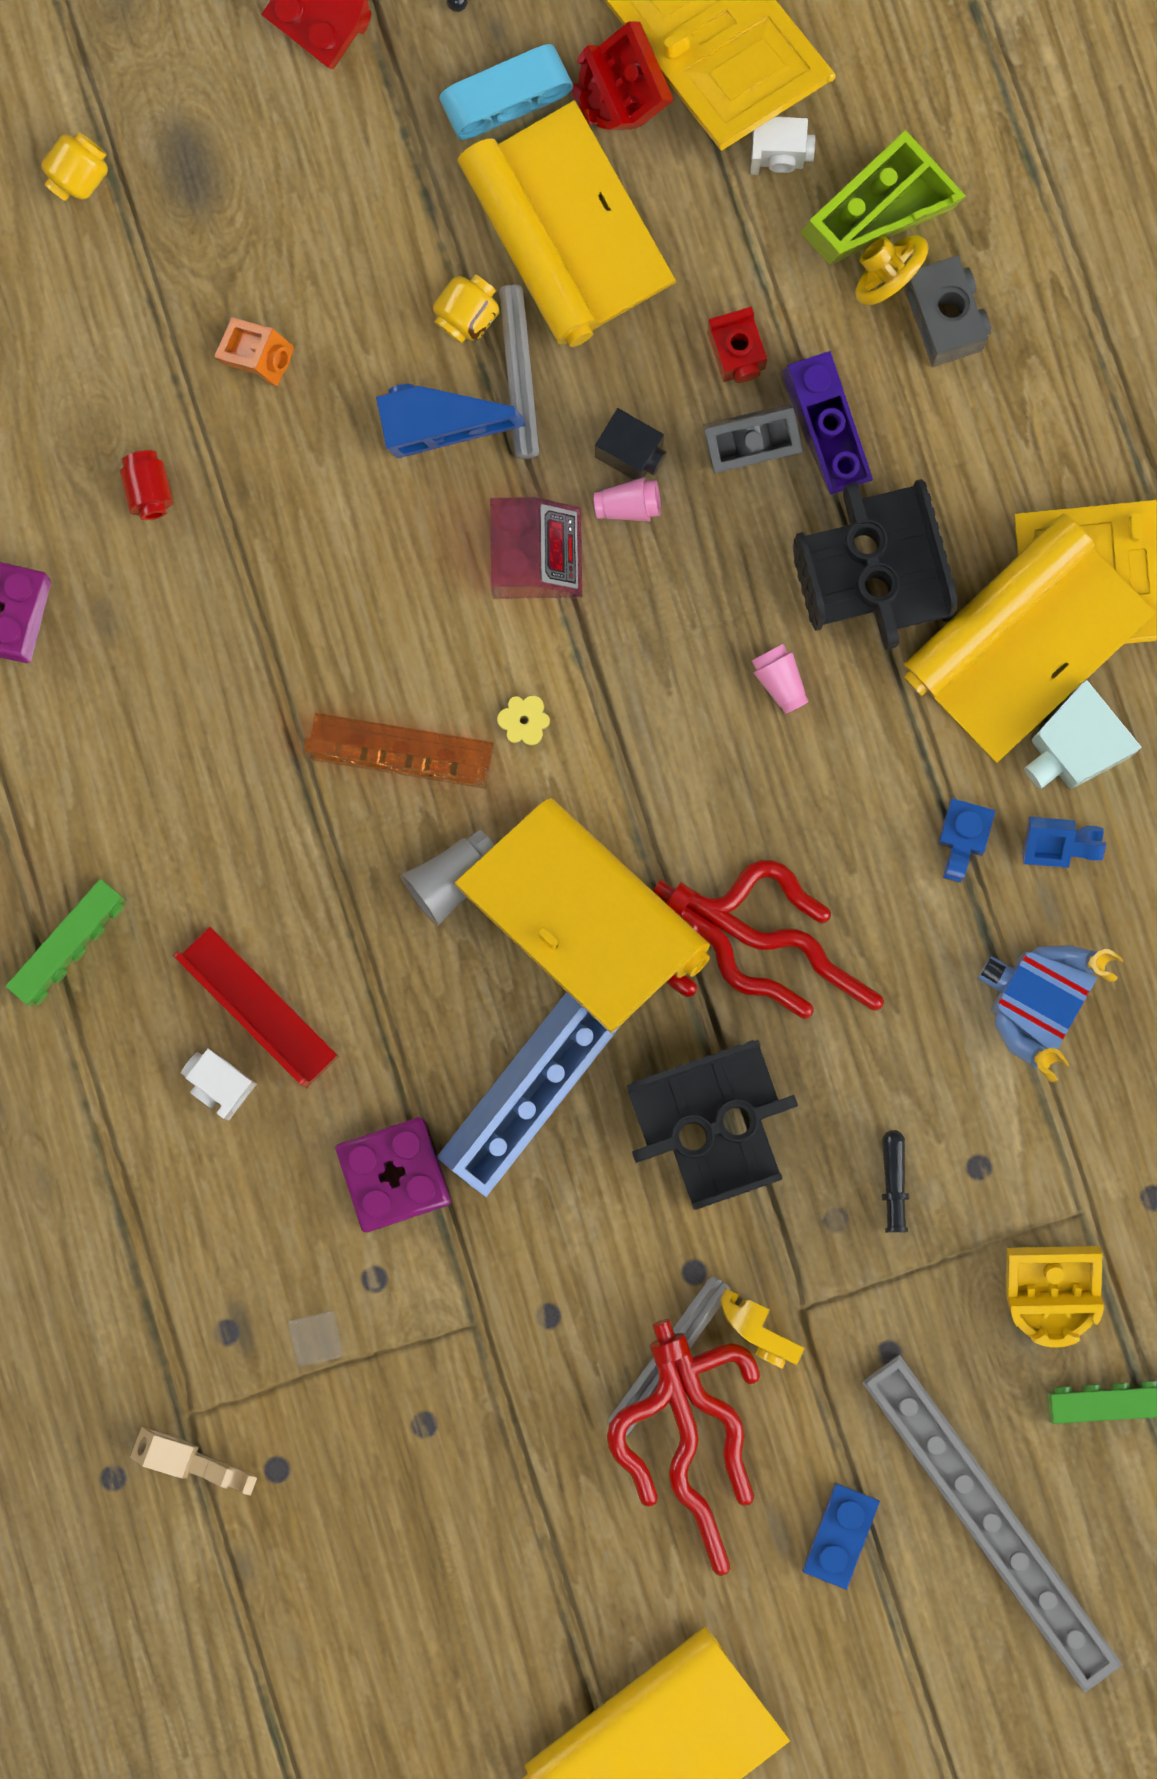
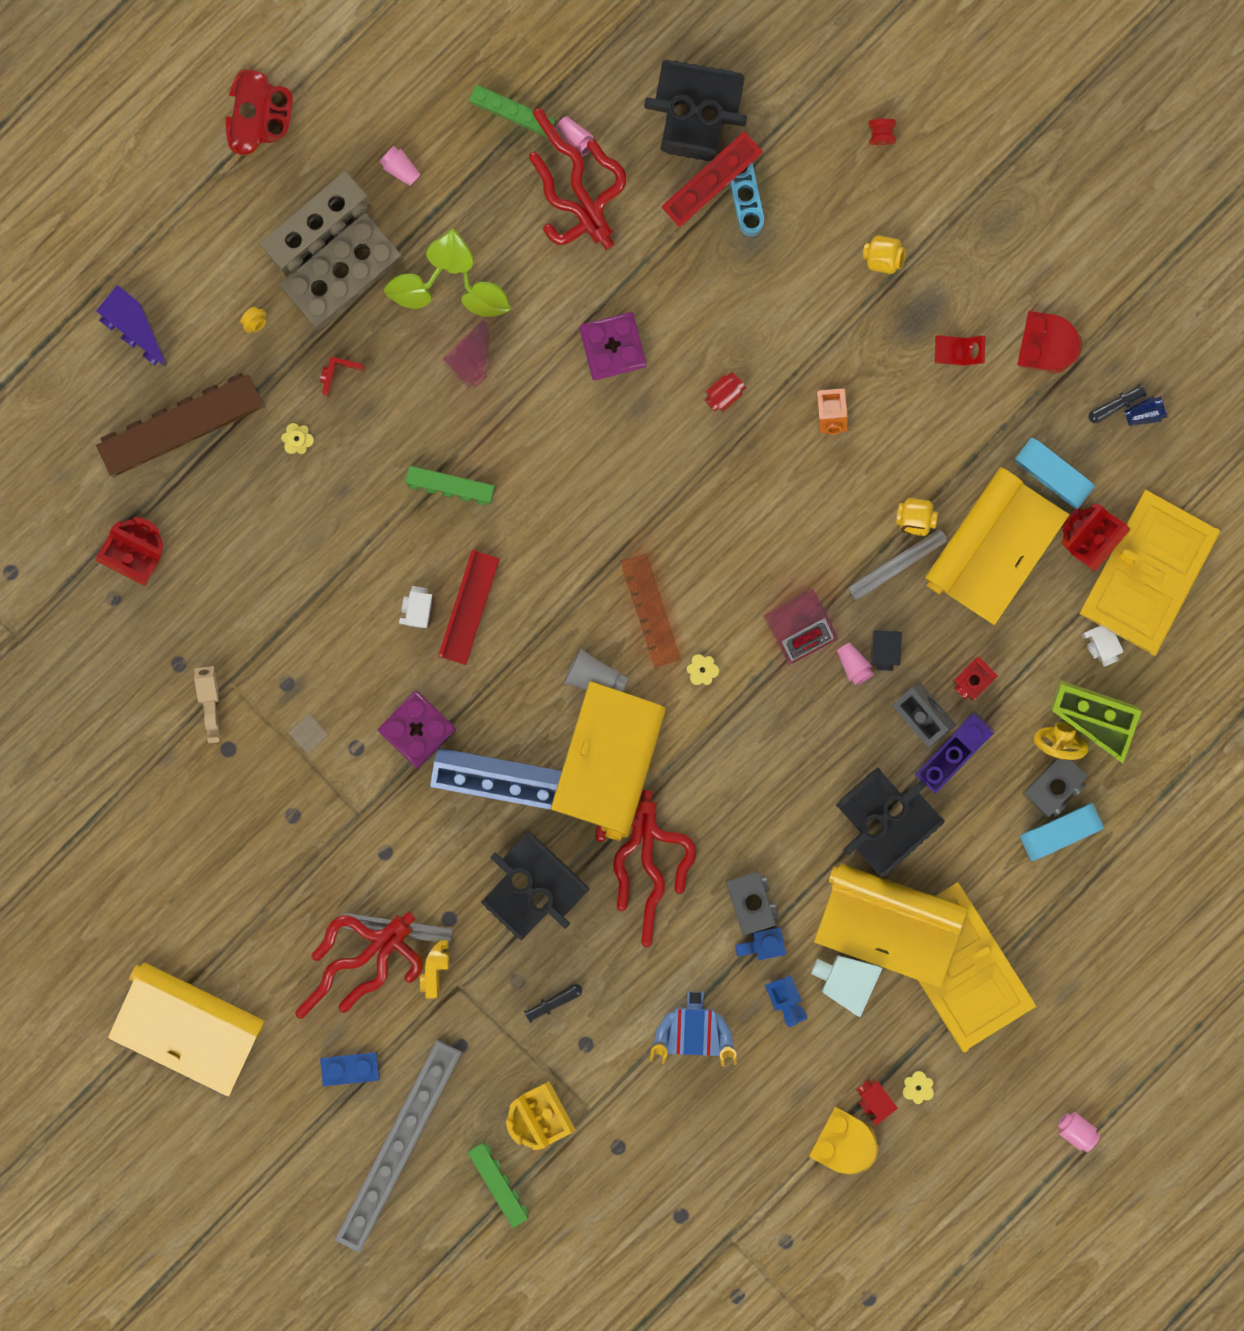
camera: 60 degrees right, 5 degrees up
(265, 136) = (958, 350): none -> red bracket
(430, 419) = (841, 527): blue slope -> none
(781, 678) = (798, 799): bright pink cone -> none
(869, 829) = (739, 890): none -> dark grey brick
(1017, 335) = (1061, 831): none -> medium azure beam

